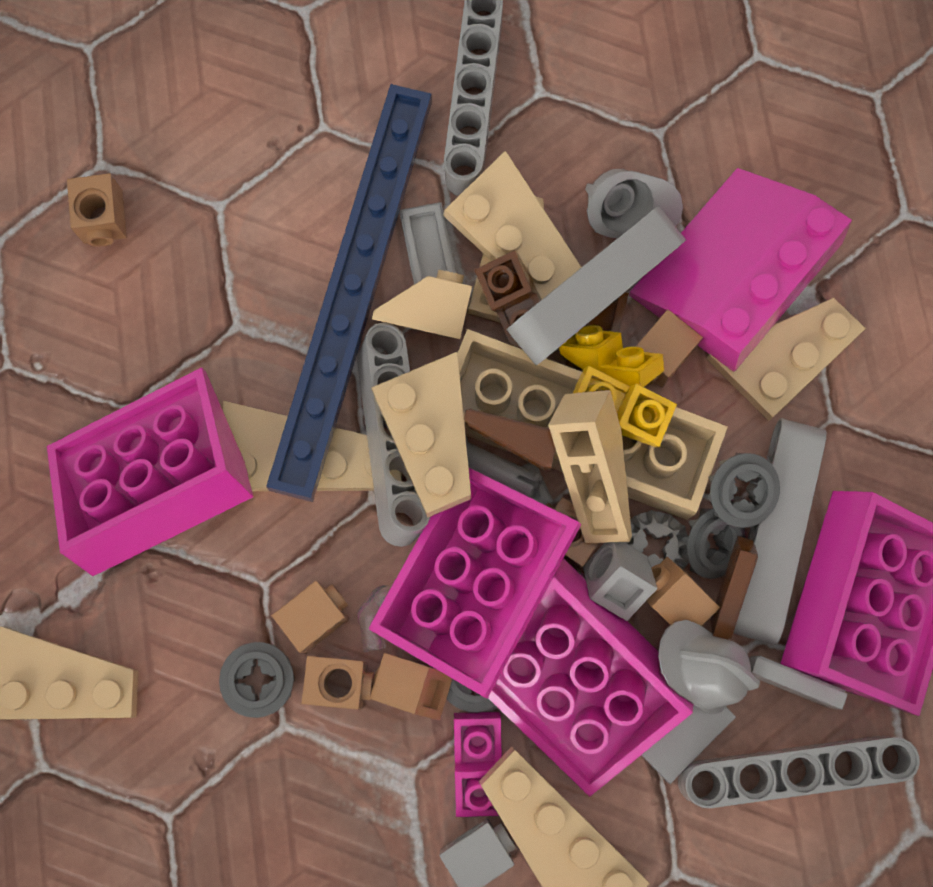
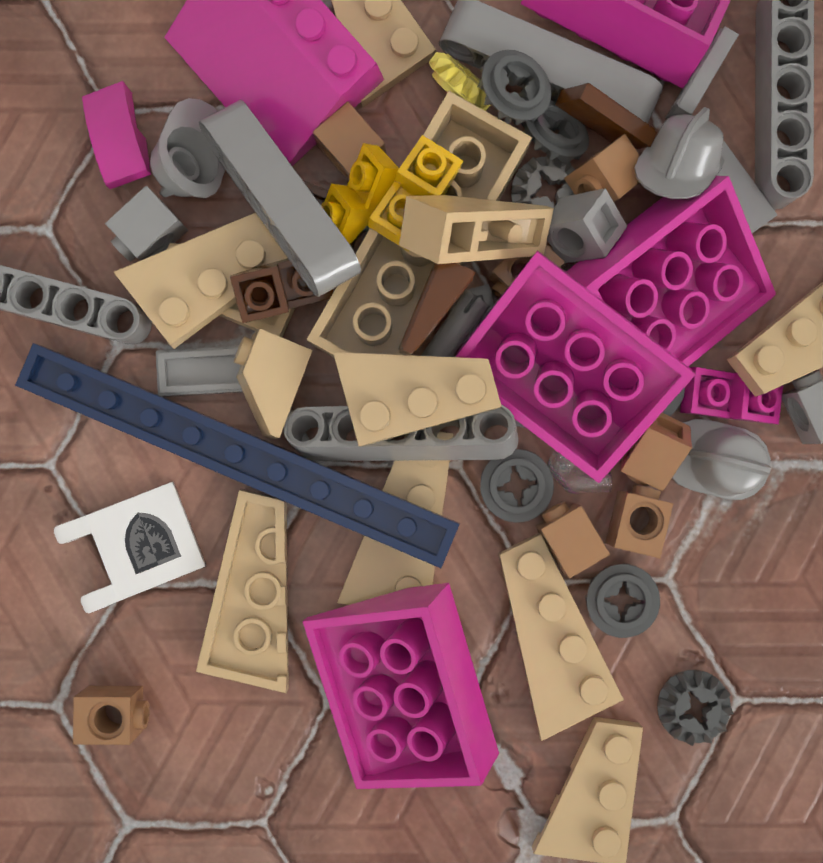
camera: 80 degrees left, 10 degrees up
(177, 778) = (675, 699): none -> dark grey gear
(202, 621) = (558, 652): none -> tan wing
(210, 321) = (250, 603): none -> tan wing
(260, 216) = (139, 542): none -> white flag
(338, 548) = (533, 499): none -> dark grey gear
(411, 763) = (724, 461): none -> light grey piece
(554, 175) = (144, 226): none -> light grey brick
(631, 137) = (114, 135): none -> dark pink slope
(744, 434) = (457, 78): none -> light yellow gear

